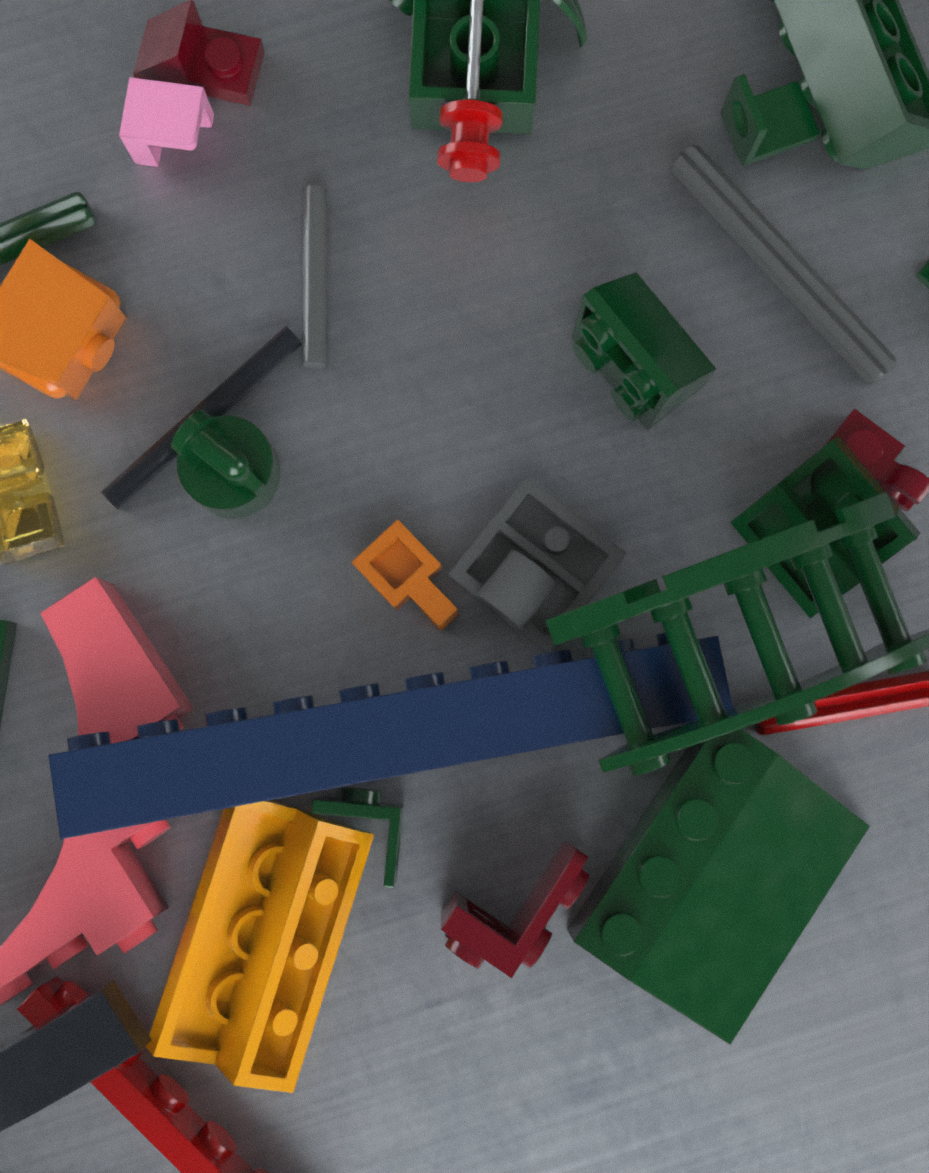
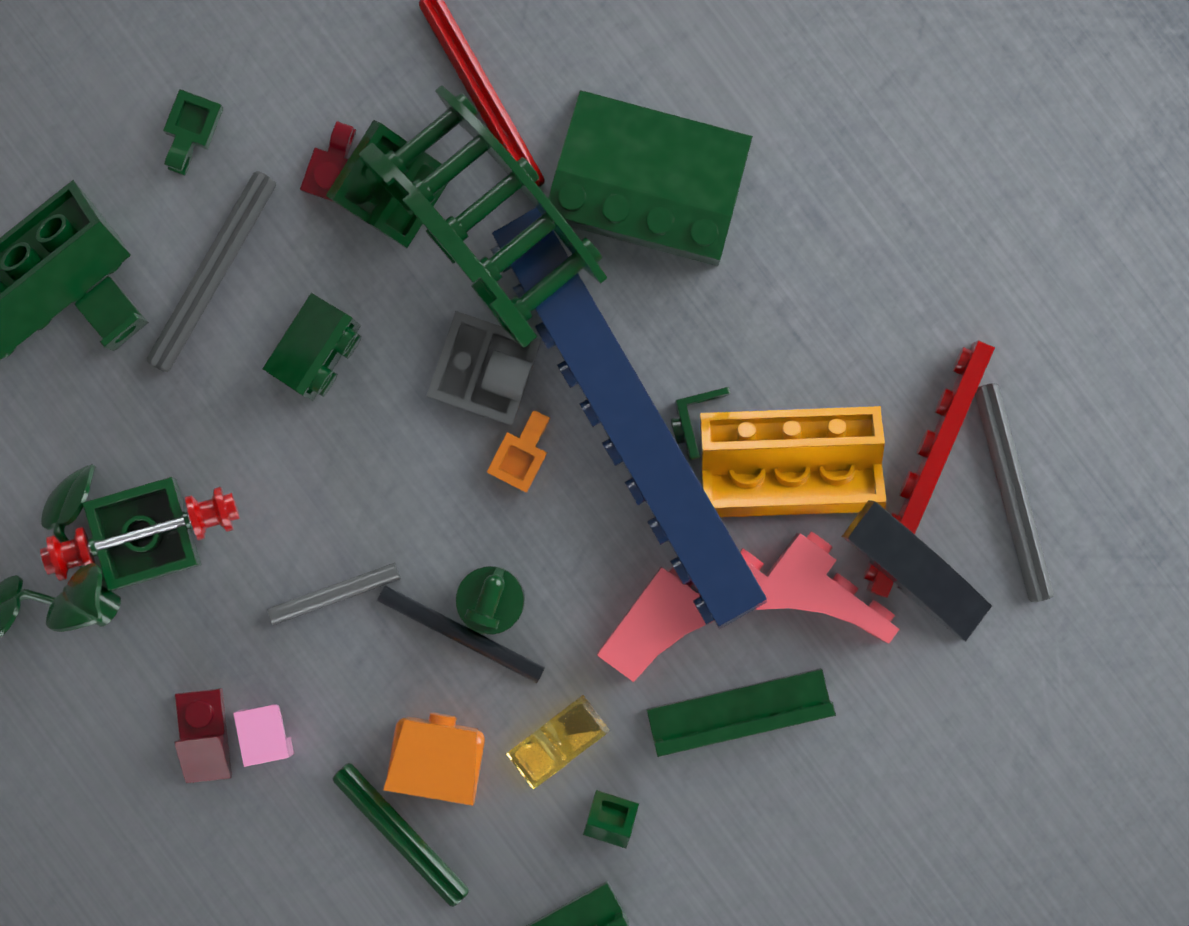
camera: 105 degrees left, 5 degrees up
(480, 936) = (727, 291): dark red bracket -> none

